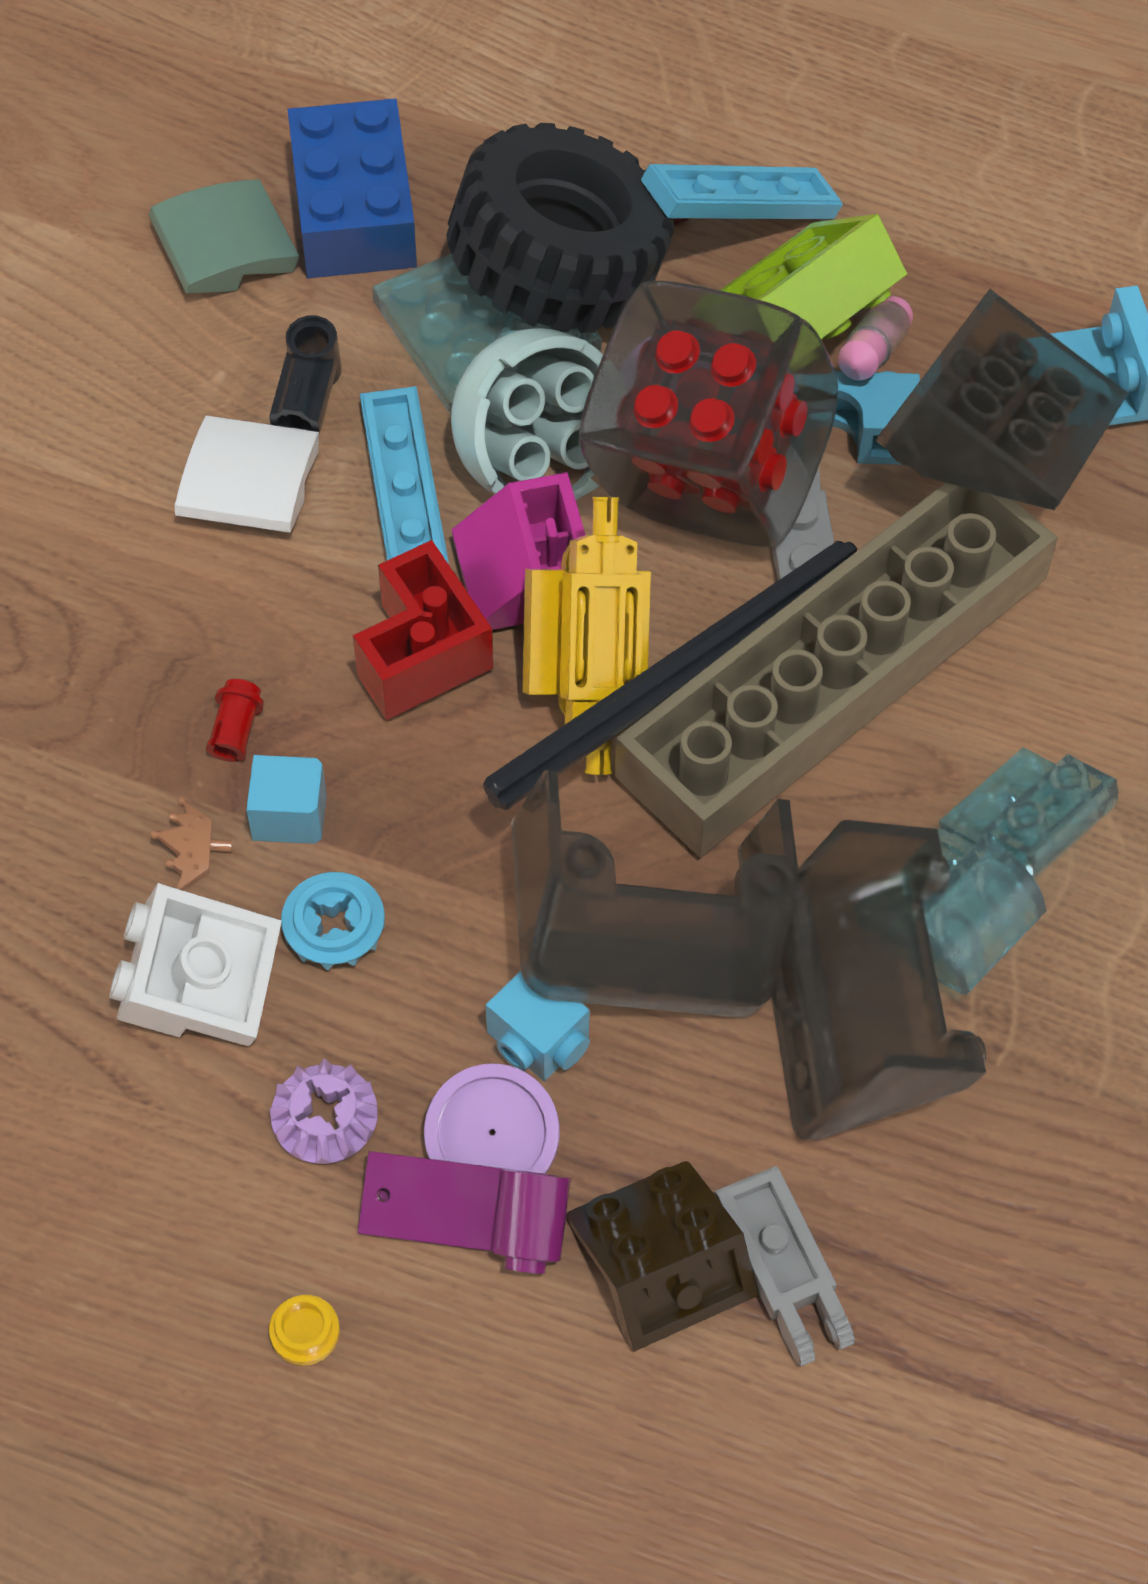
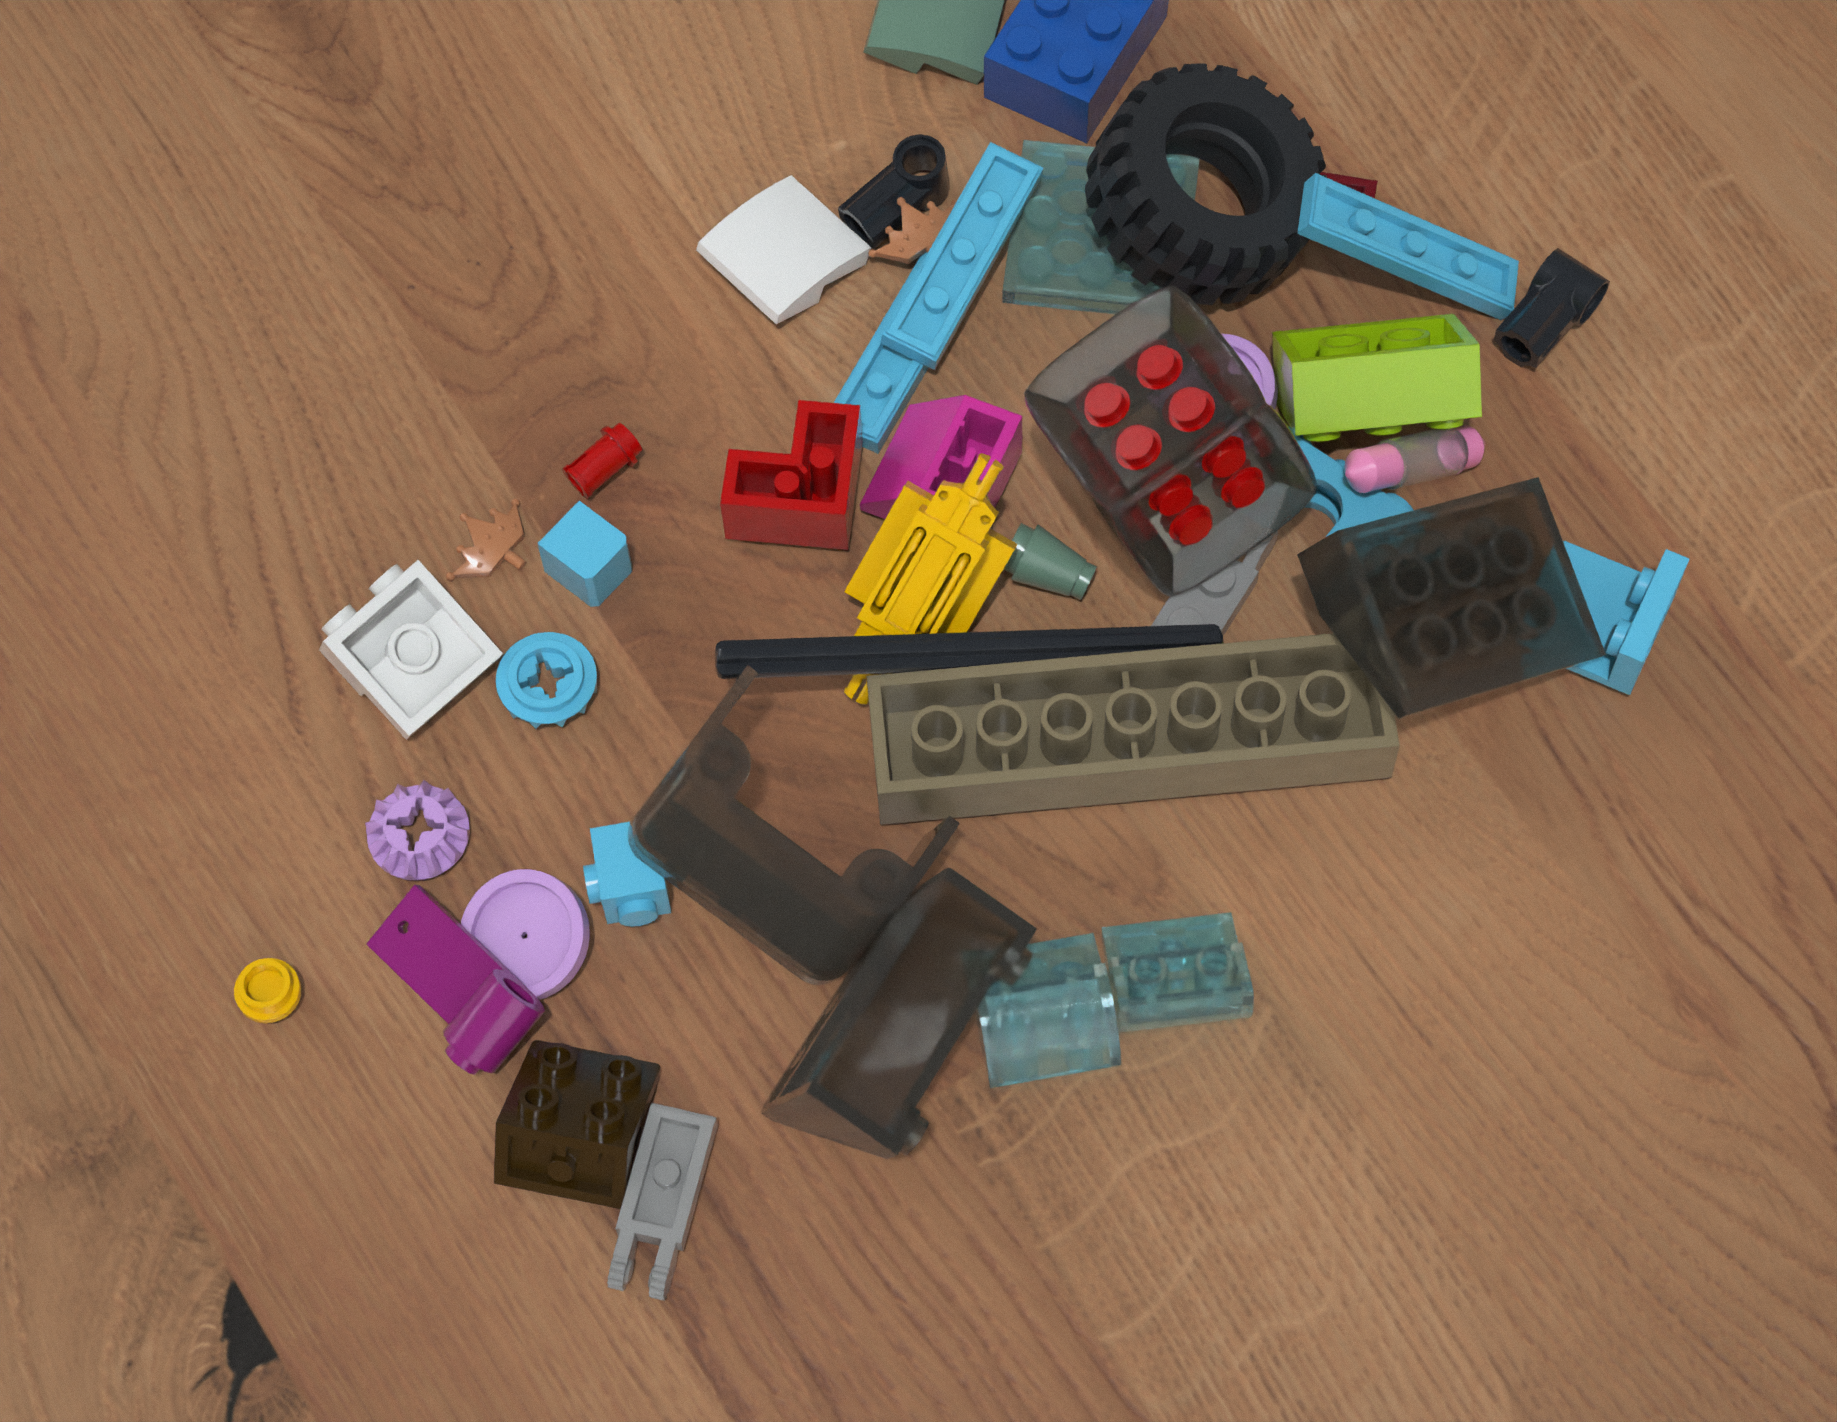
camera: 40 degrees right, 5 degrees up
(352, 398) = (916, 235): none -> nougat piece
(404, 393) = (962, 256): none -> medium azure tile
(523, 406) = (1013, 329): light aqua cylinder -> none
(674, 578) = (1048, 563): none -> sand green cone
(870, 178) = (1558, 297): none -> black piece

